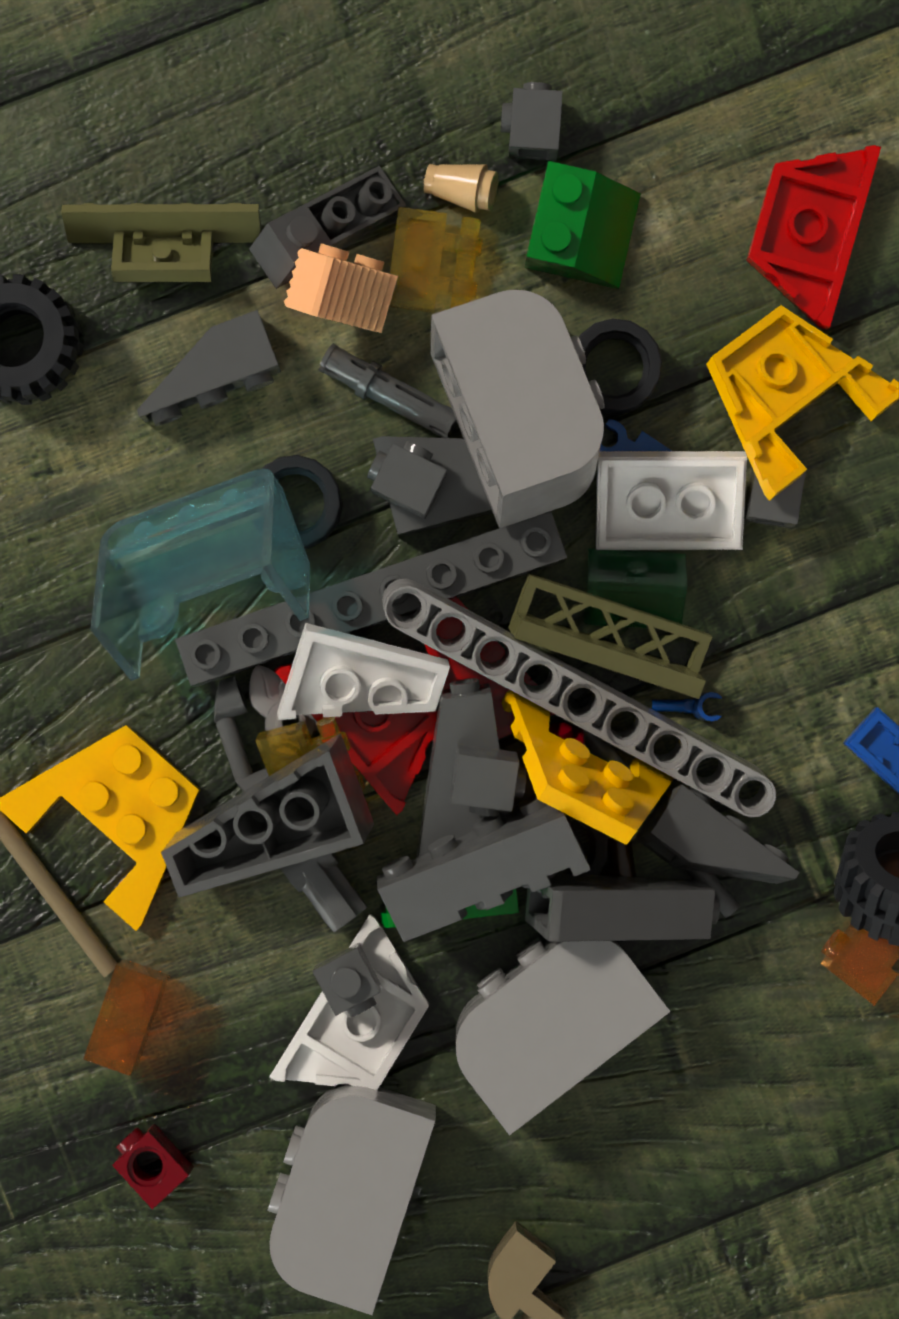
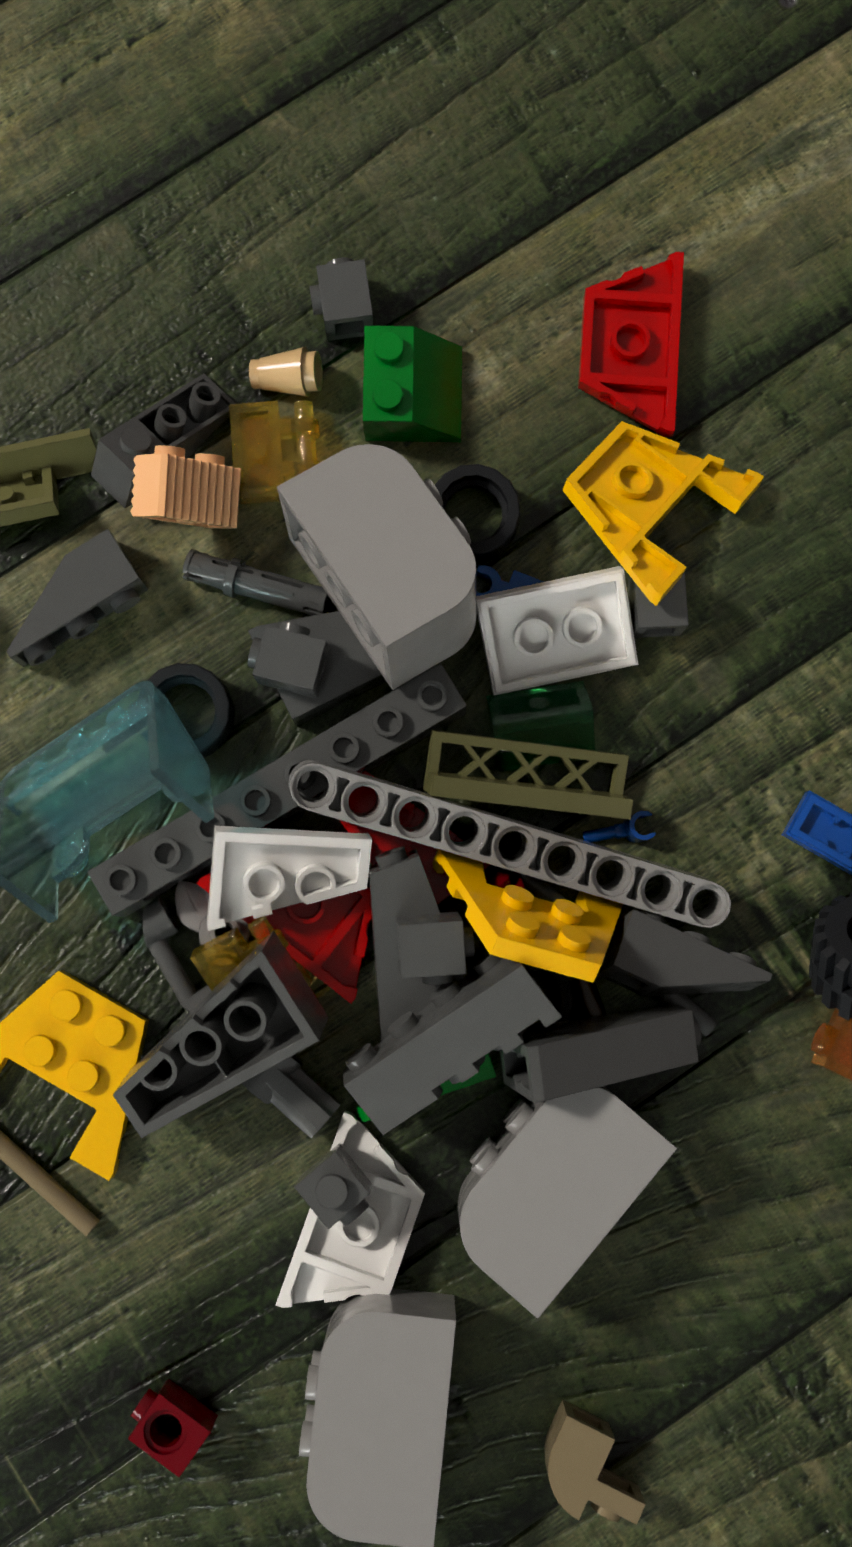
camera: 10 degrees left, 5 degrees down
(126, 1017) = (114, 1275): clear orange brick -> none

